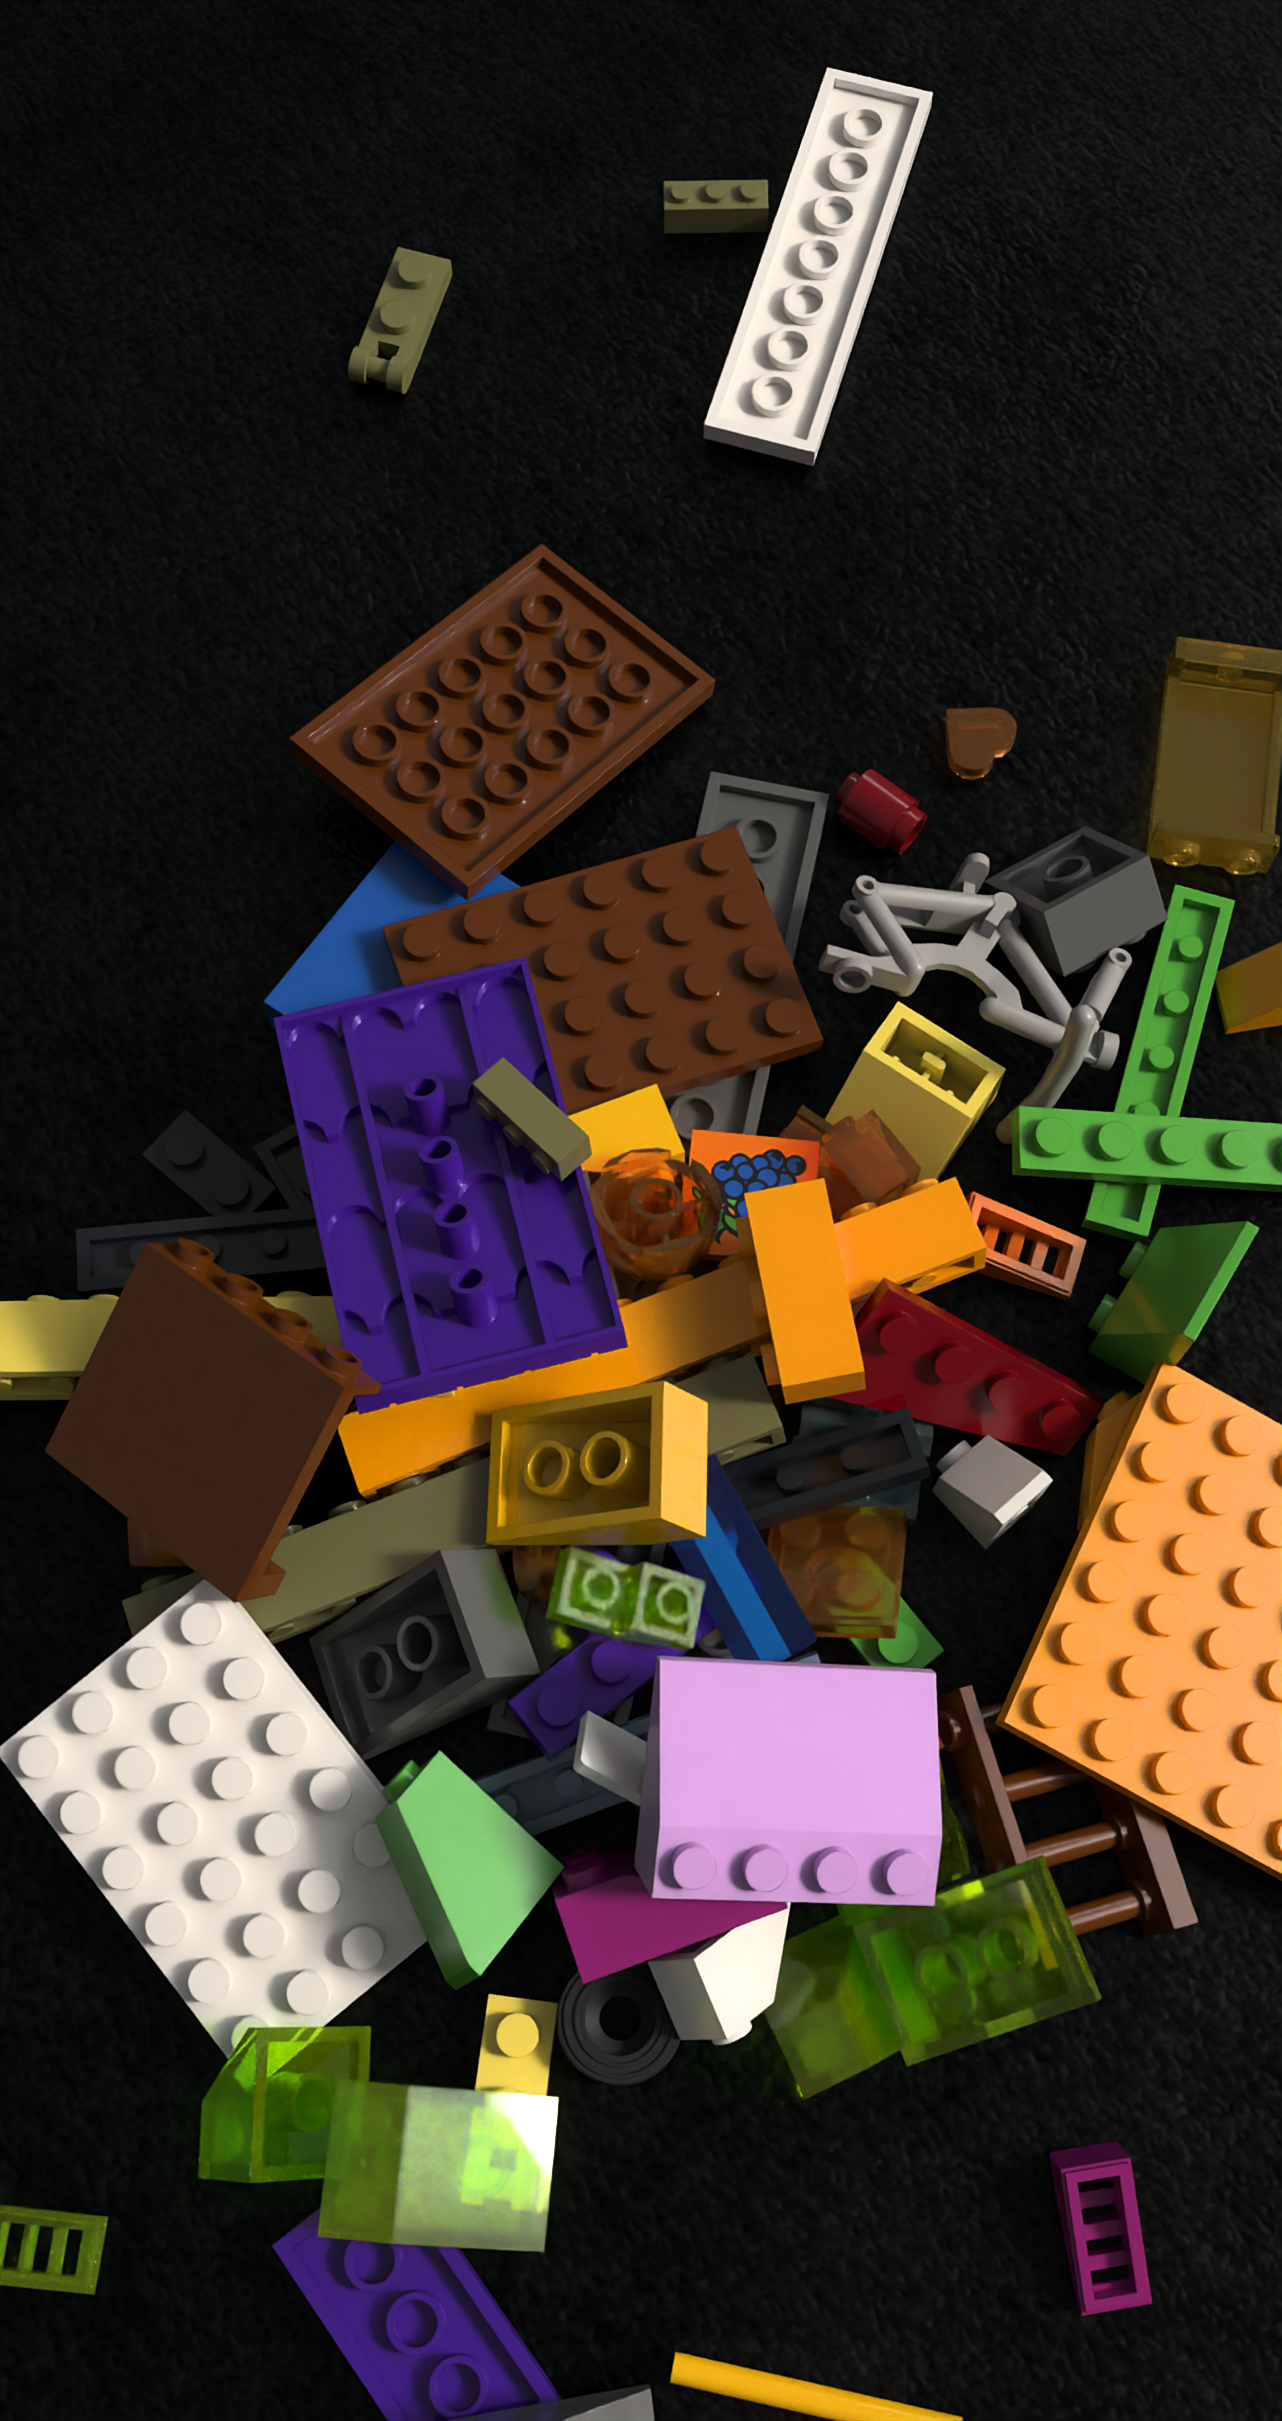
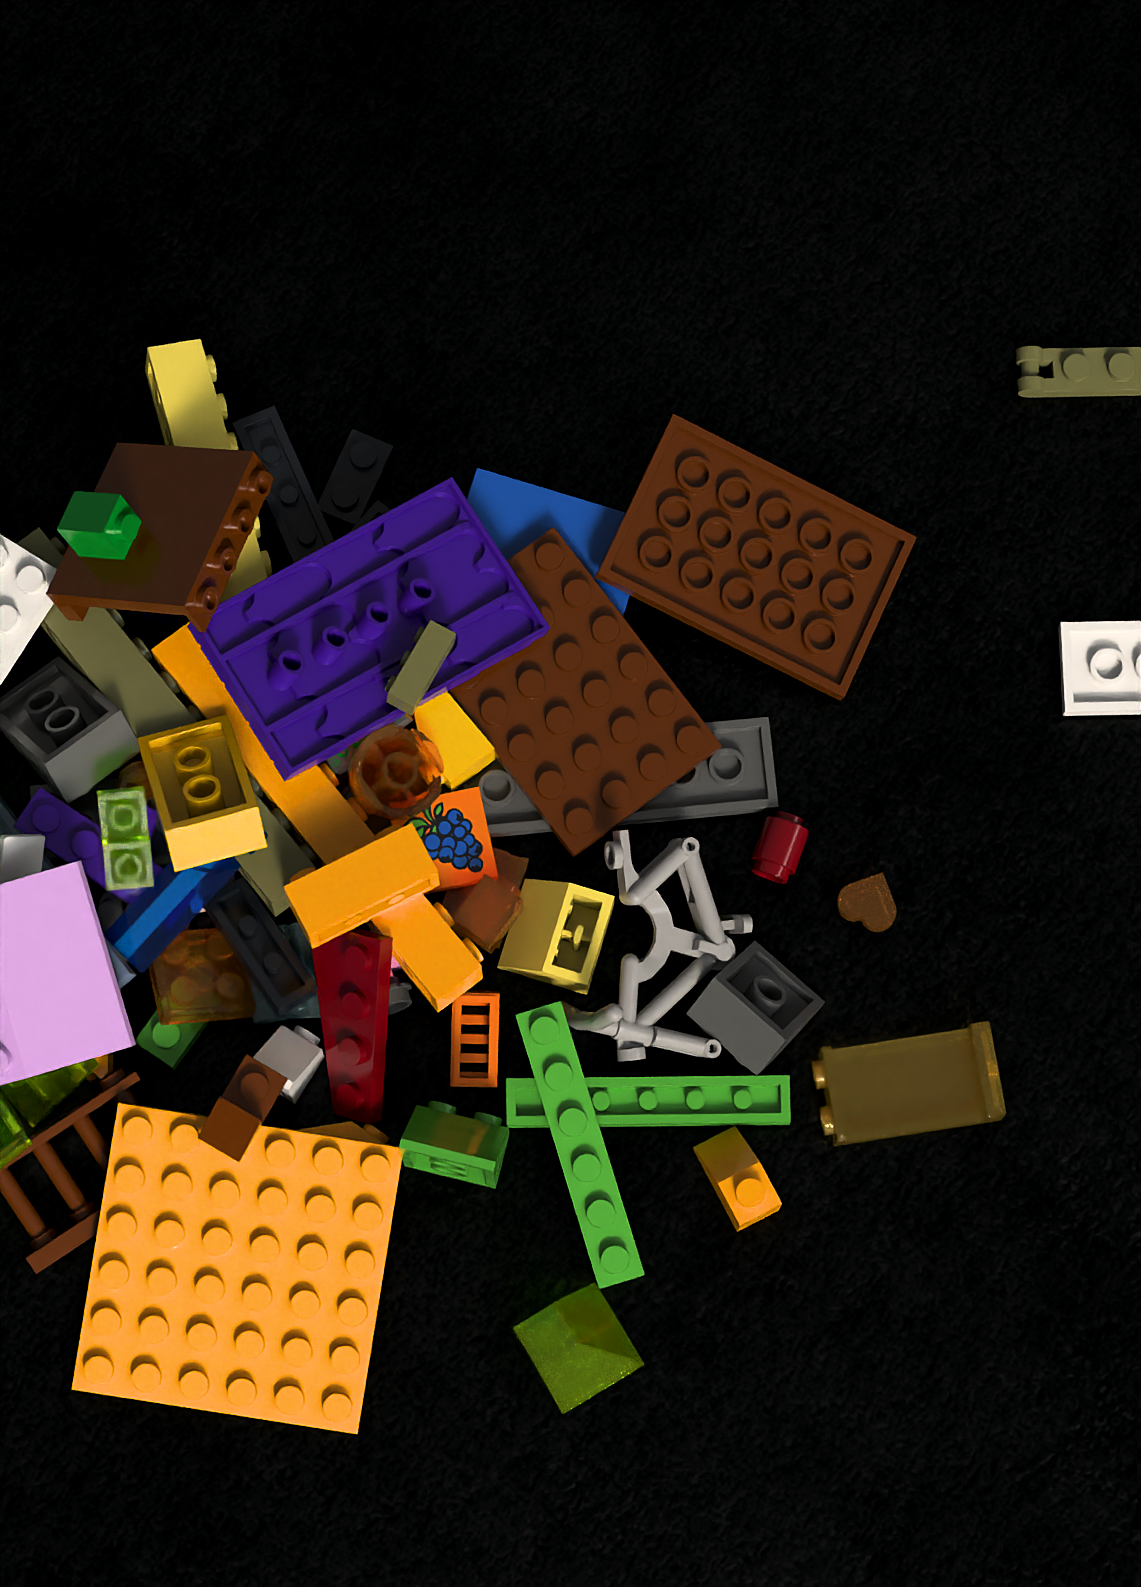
camera: 70 degrees right, 5 degrees up
(169, 1487) = (99, 525): none -> green brick
(1071, 1552) = (242, 1108): none -> reddish brown slope

